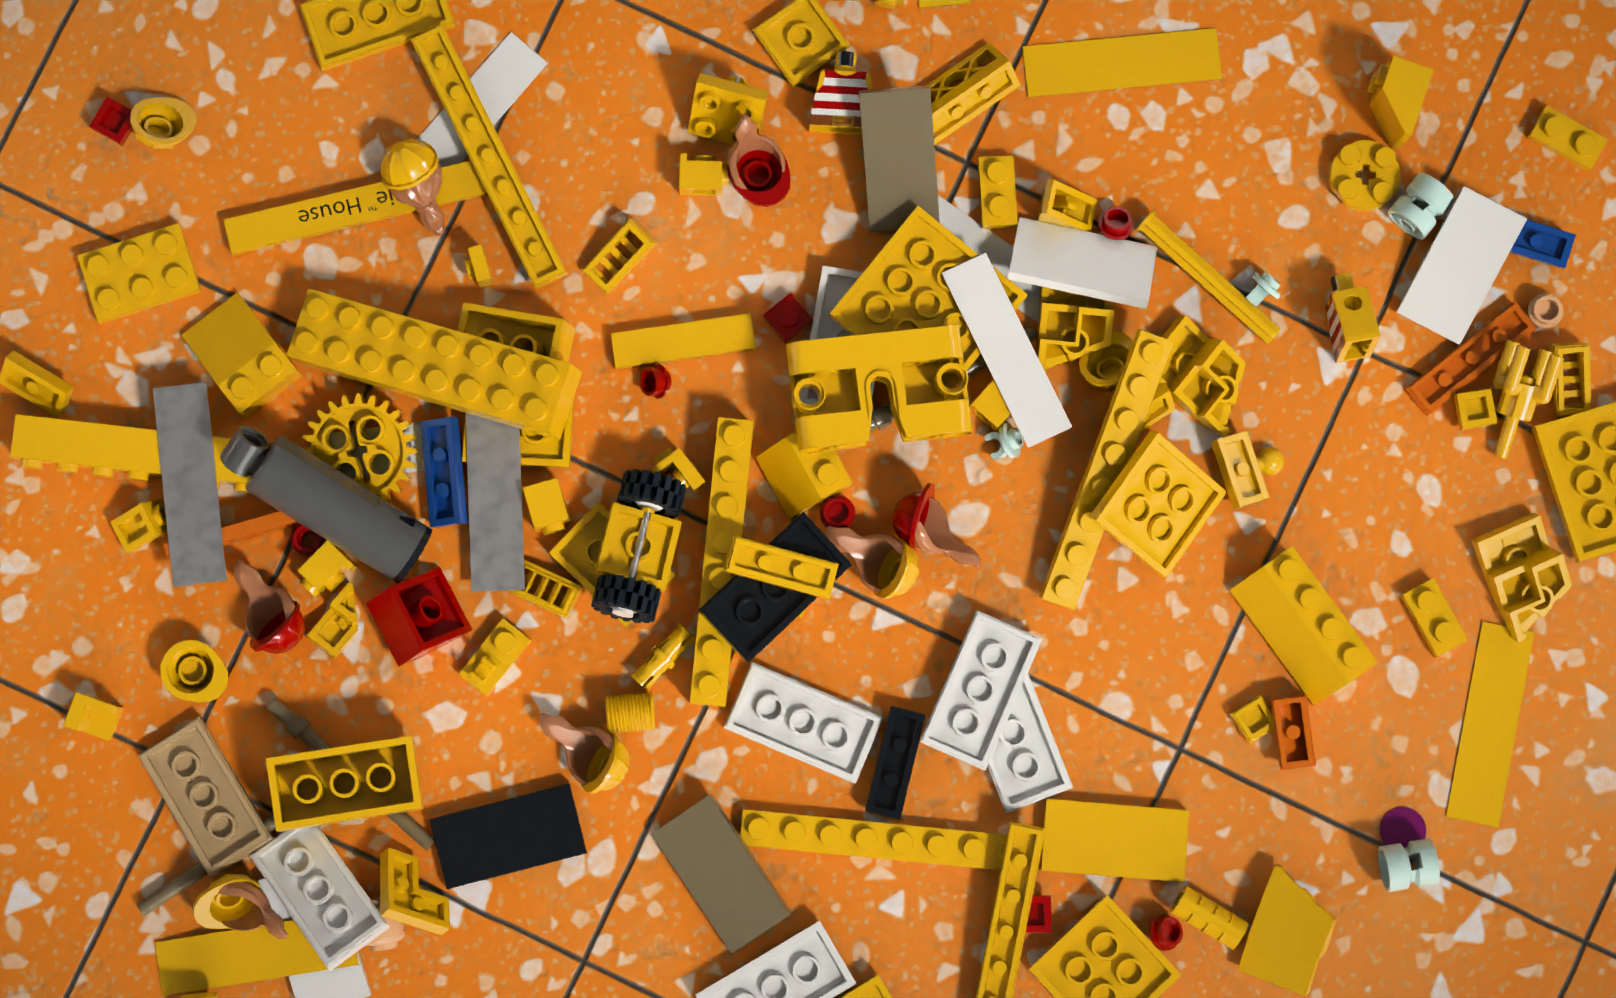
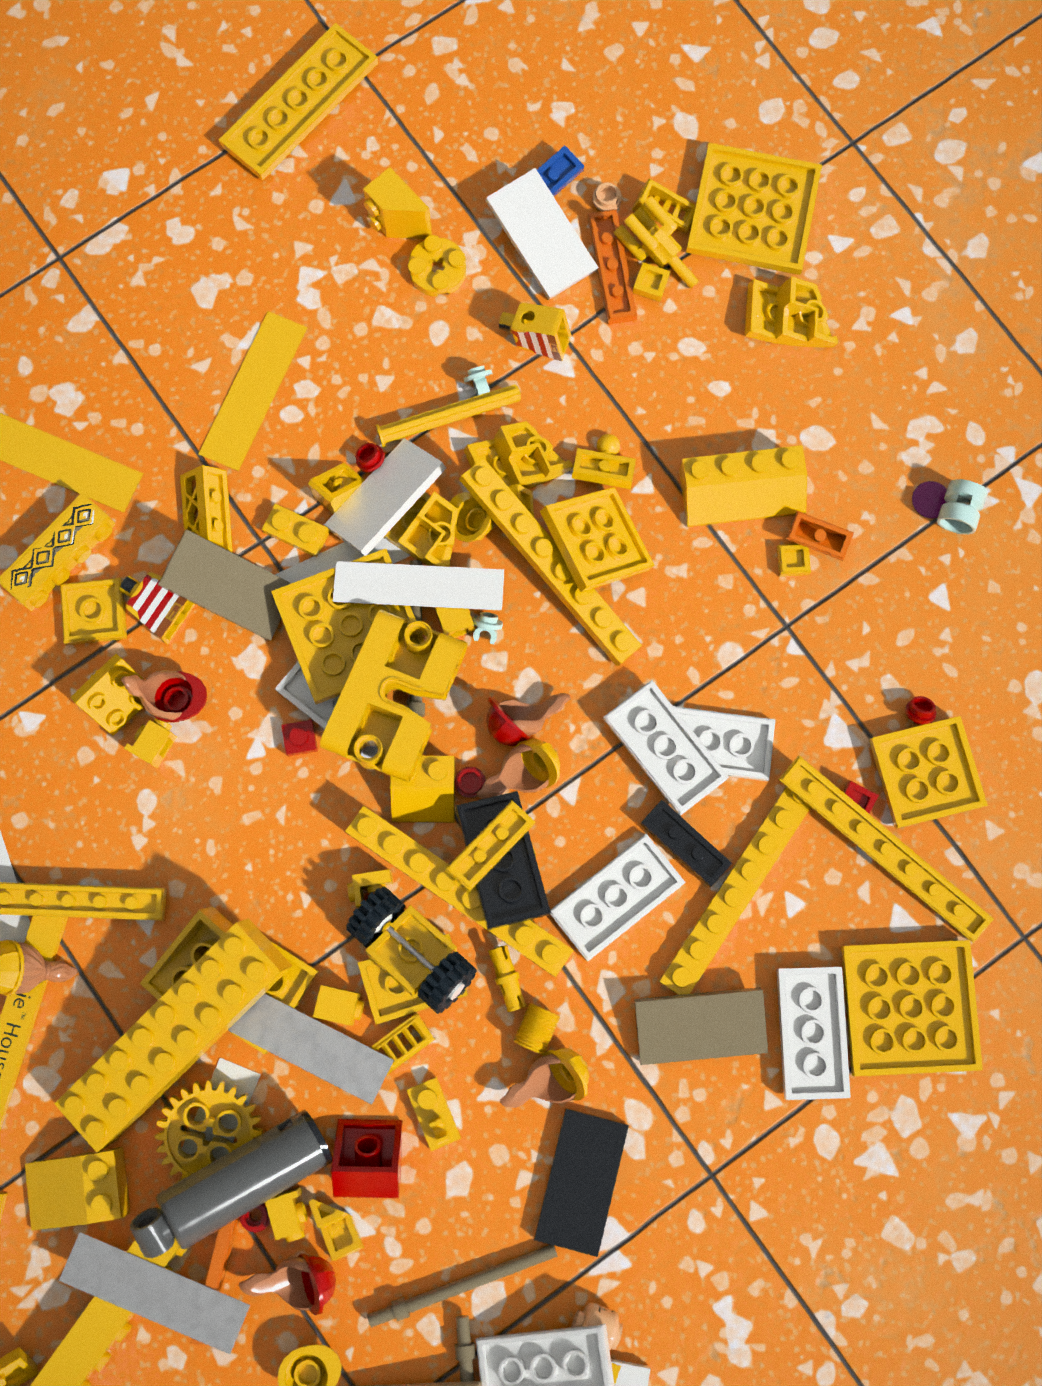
camera: 55 degrees left, 5 degrees down
(140, 525) = (164, 1352): yellow bracket -> none
(344, 783) = (469, 1299): yellow brick -> none
(404, 900) = (589, 1298): yellow plate -> none
(444, 472) = (264, 1074): blue plate -> none
(478, 267) = (119, 956): yellow plate -> none
(641, 233) = (158, 819): yellow slope -> none
(655, 381) = (289, 866): red plate -> none
(683, 341) = (271, 828): yellow tile -> none
(1115, 840) = (831, 710): yellow tile -> none
(1209, 917) = (926, 672): yellow axle -> none
(1287, 935) = (970, 622): yellow slope -> none
(1423, 202) = (482, 236): light aqua wheel -> none
(1434, 617) = (787, 393): yellow plate -> none
(1489, 726) = (886, 398): yellow sticker -> none
(1567, 138) = (491, 117): yellow plate -> none

